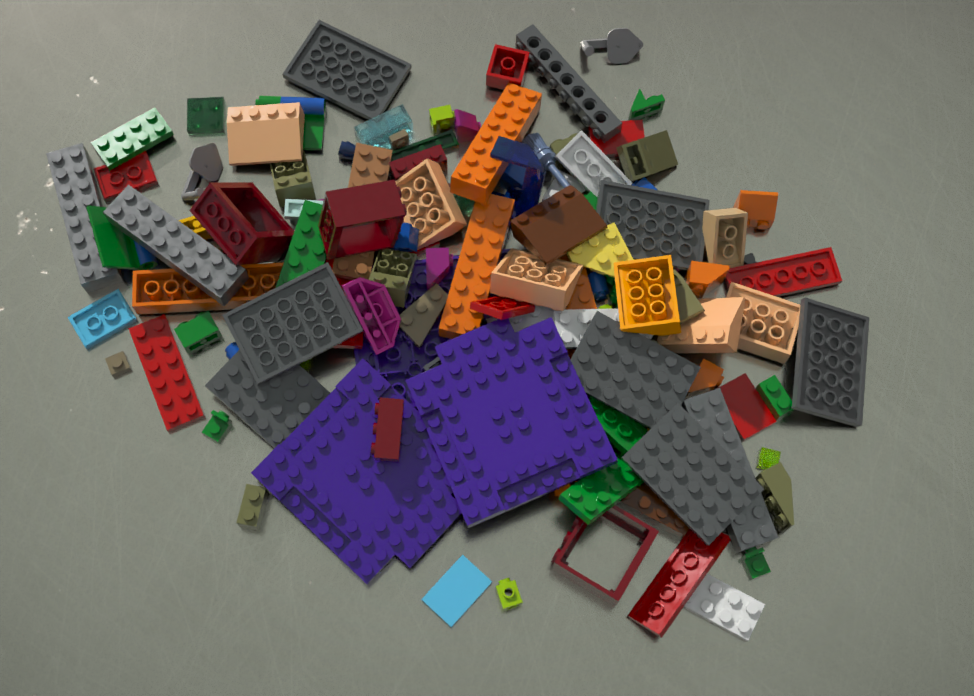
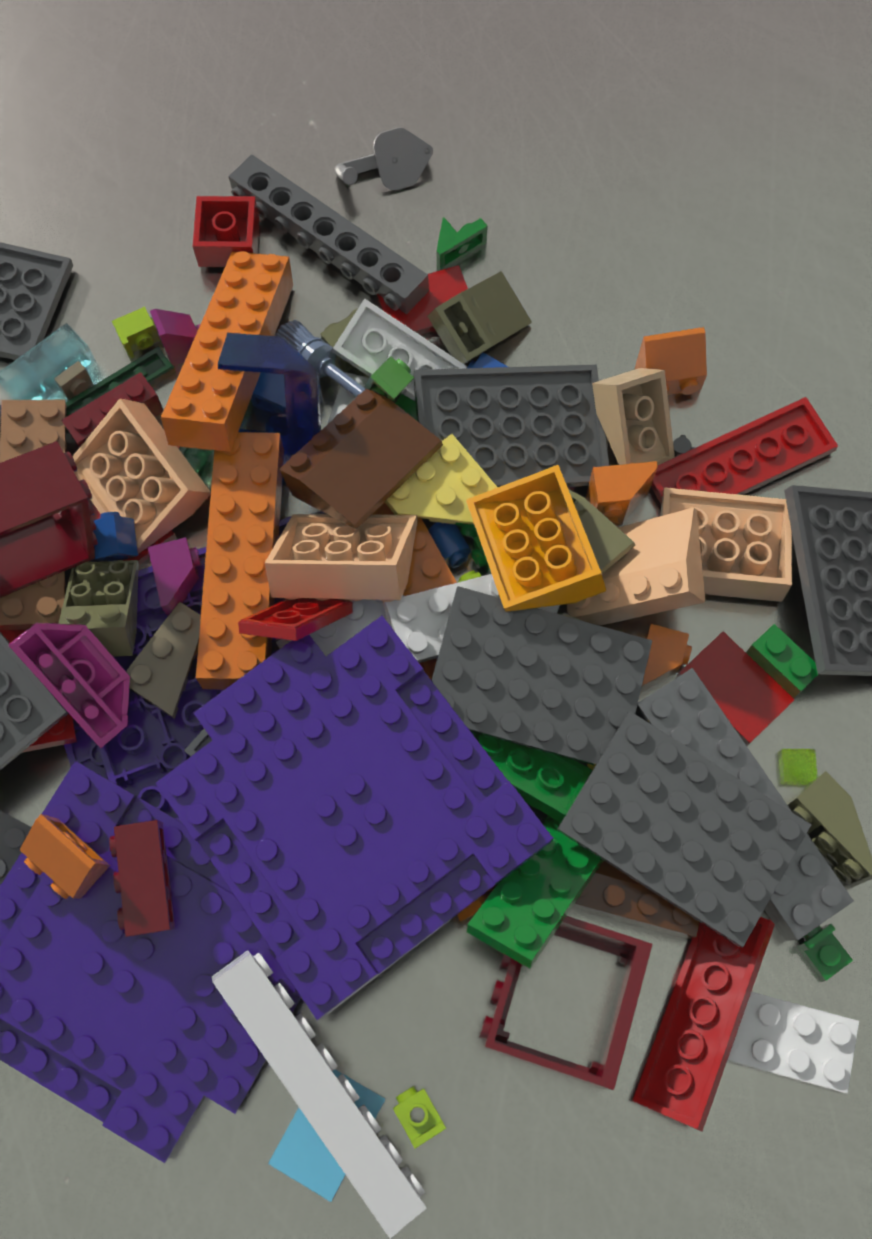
camera: 10 degrees left, 0 degrees up
(348, 407) = (62, 857): none -> orange slope
(459, 563) = (322, 1097): none -> white brick
(585, 182) = (390, 378): none -> bright green slope

